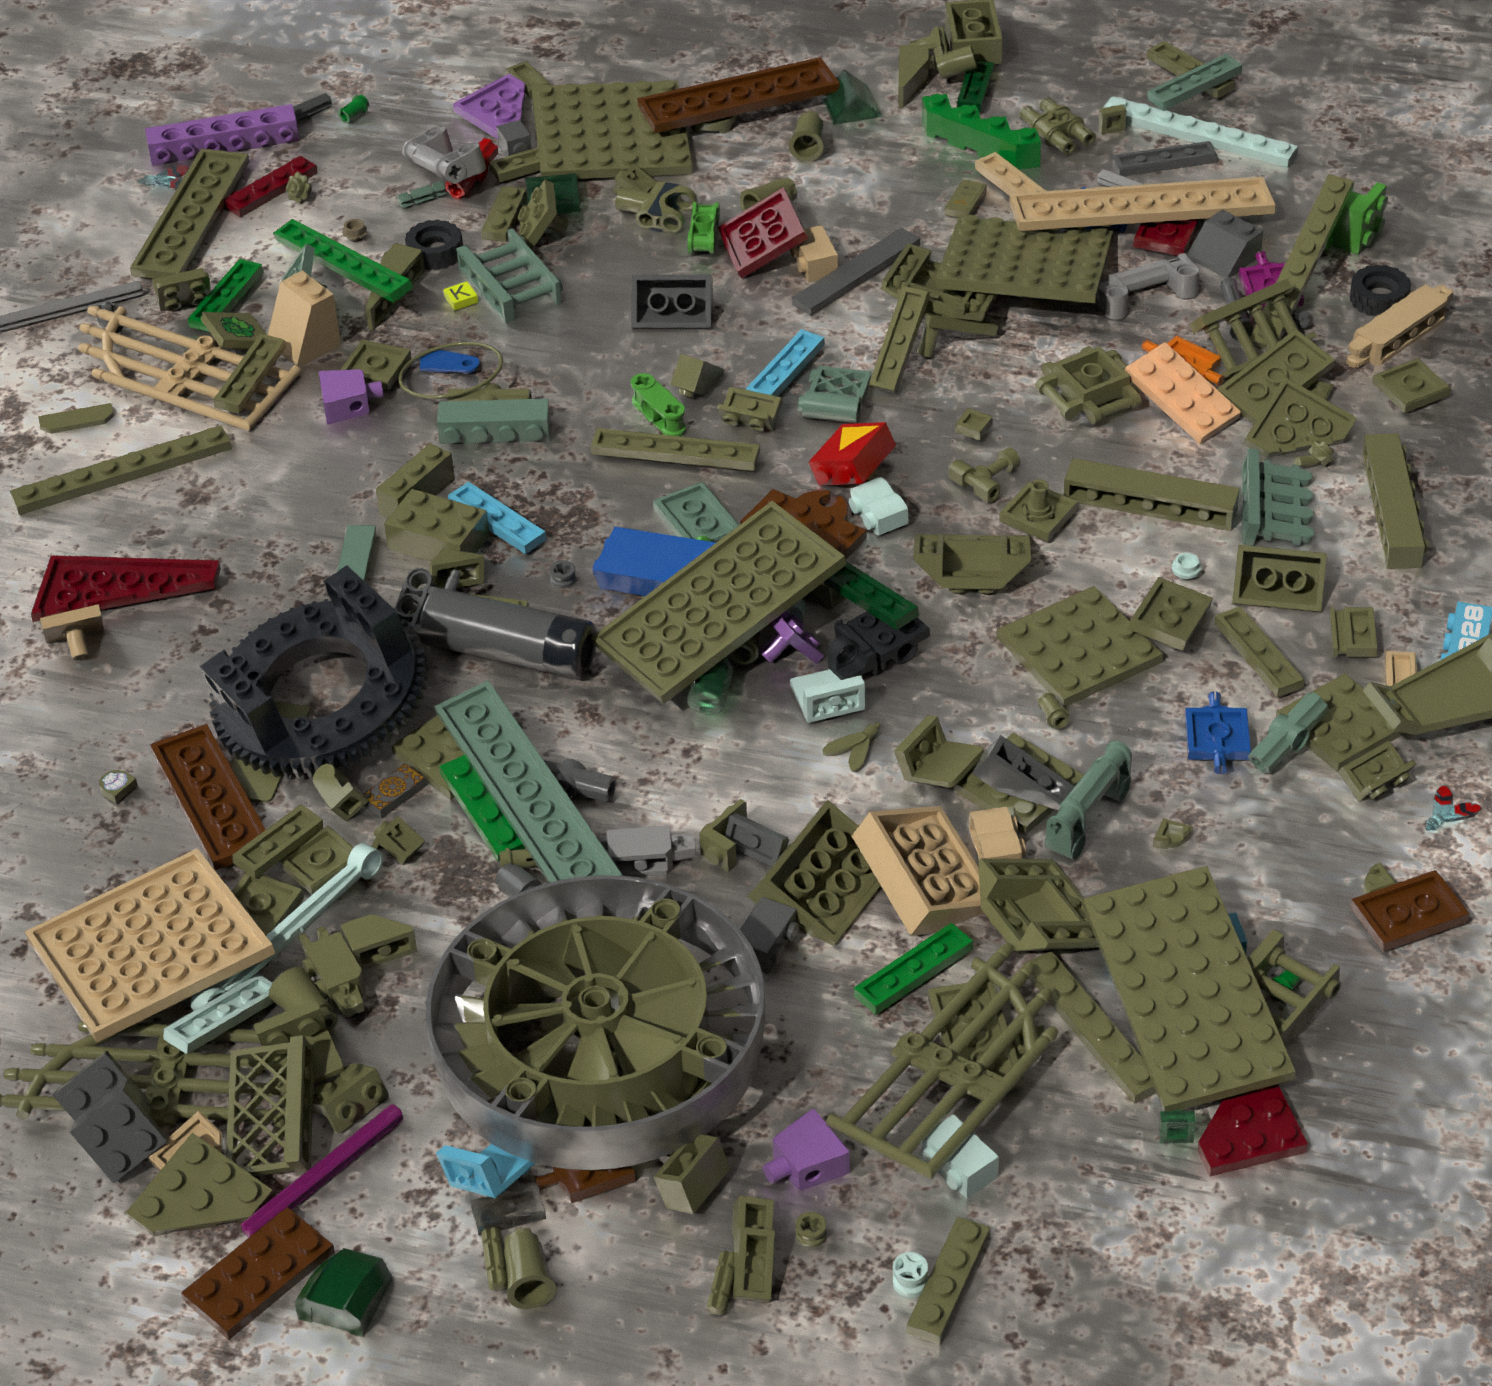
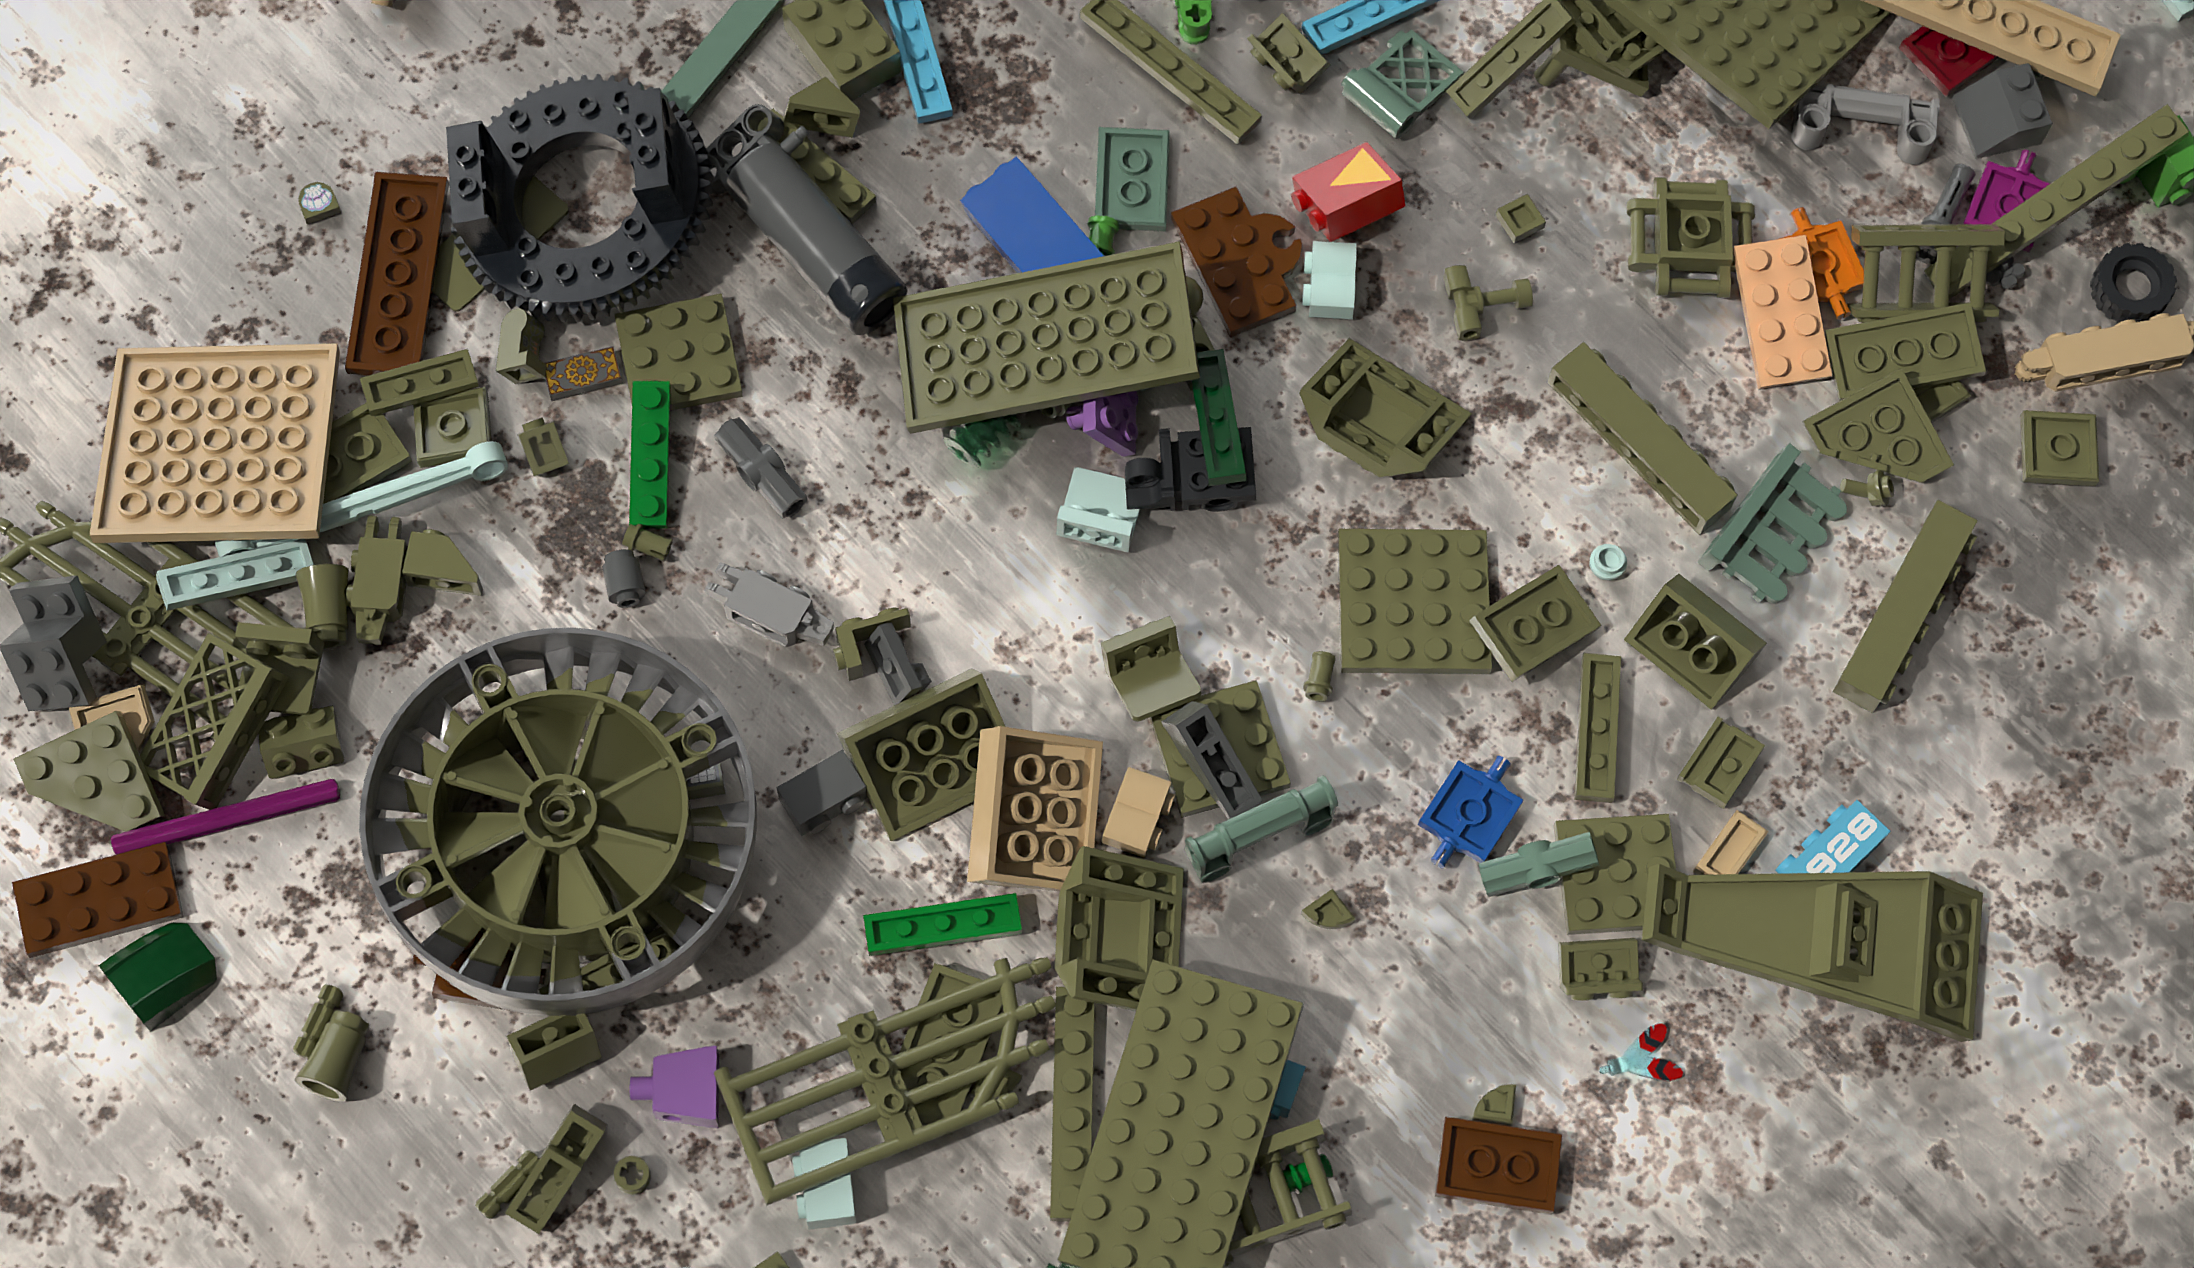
camera: 25 degrees right, 25 degrees up
(482, 1173) = (363, 923): medium azure bracket -> none
(509, 1209) = (364, 974): clear smoke plate -> none
(523, 786) = (696, 473): sand green plate -> none
(562, 567) = (930, 167): dark grey bush -> none
(857, 742) = (1090, 594): olive piece -> none
(1041, 505) = (1508, 369): olive plate -> none

